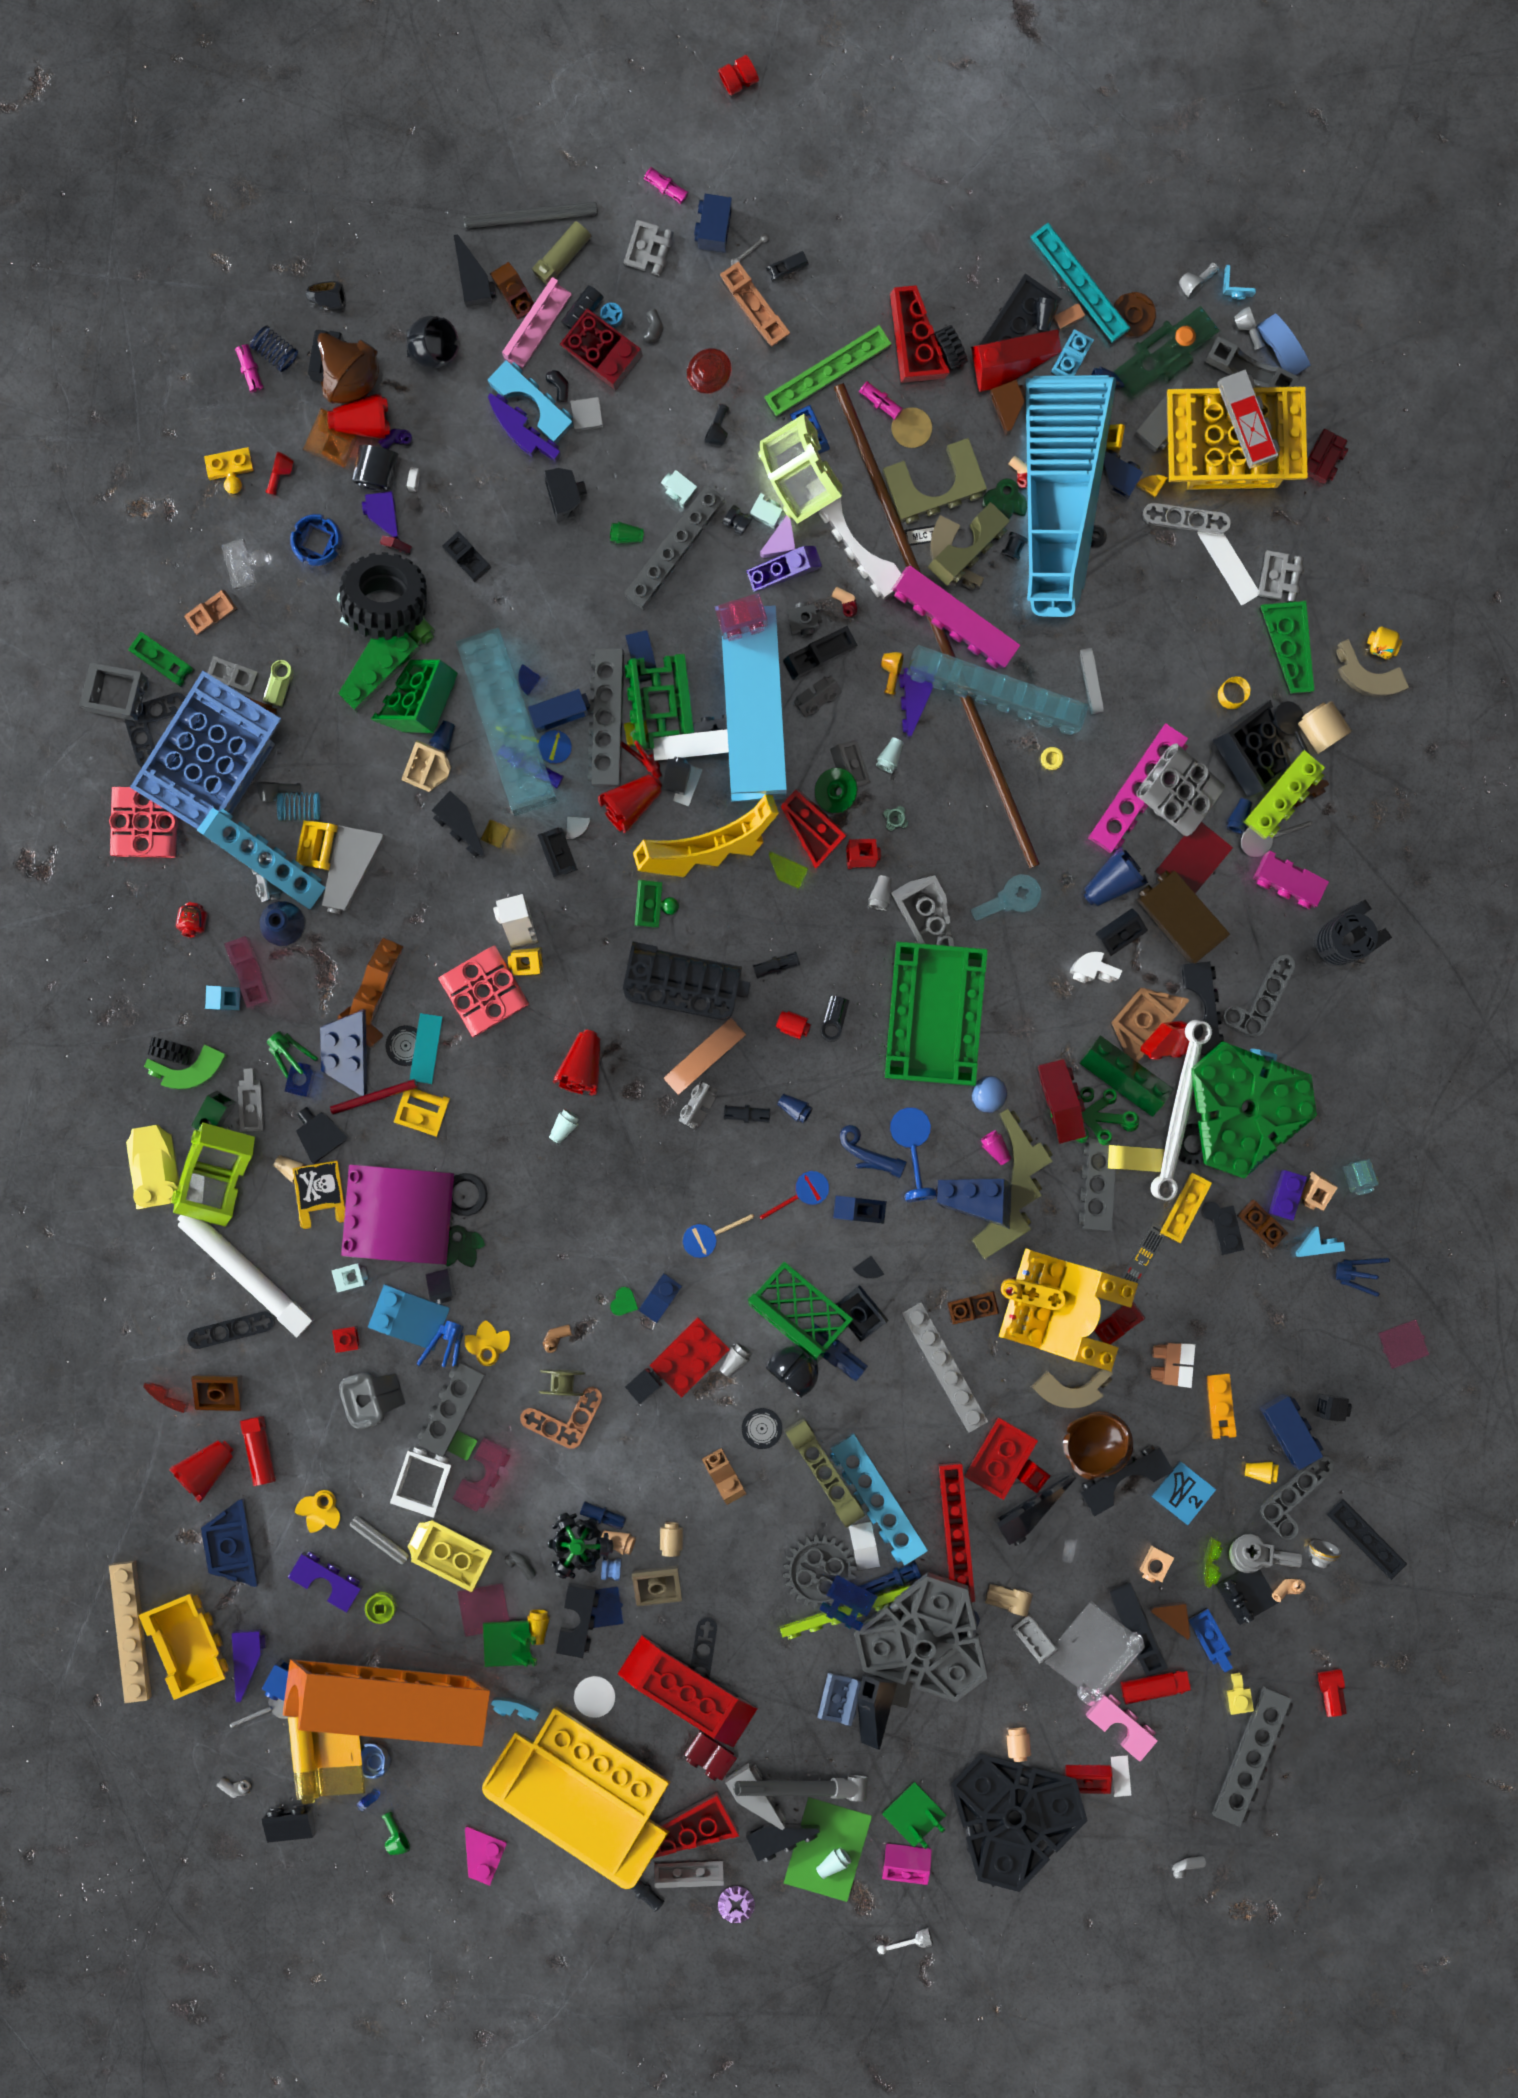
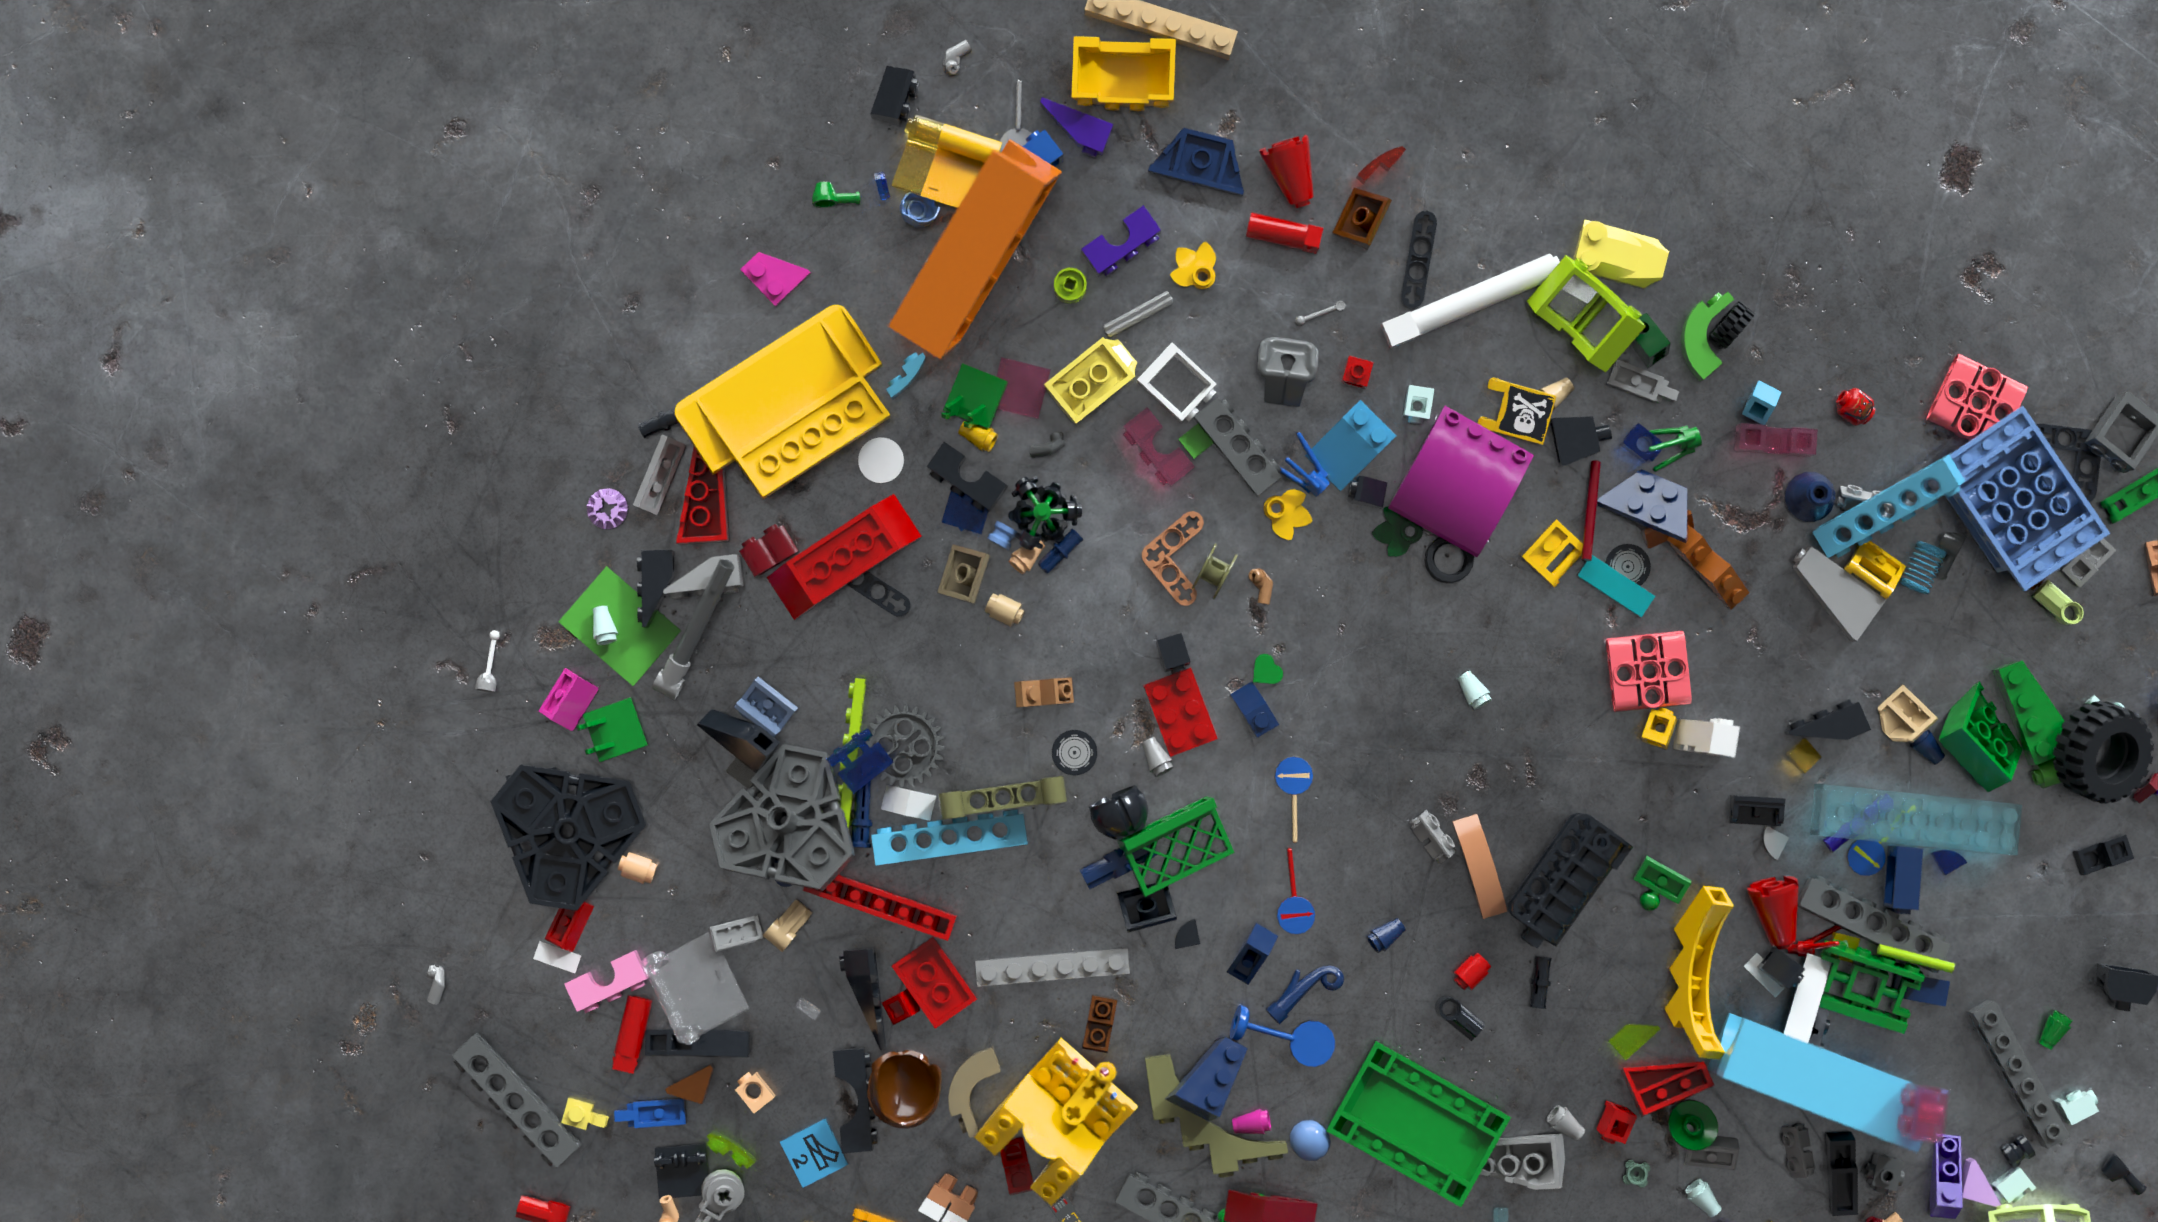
camera: 110 degrees right, 0 degrees up
(298, 1378) = (1339, 306): none -> light grey hinge
(581, 1065) = (1528, 736): red cone -> none
(619, 672) = (1915, 958): none -> lime bar
(747, 1113) = (1402, 883): black pin -> none

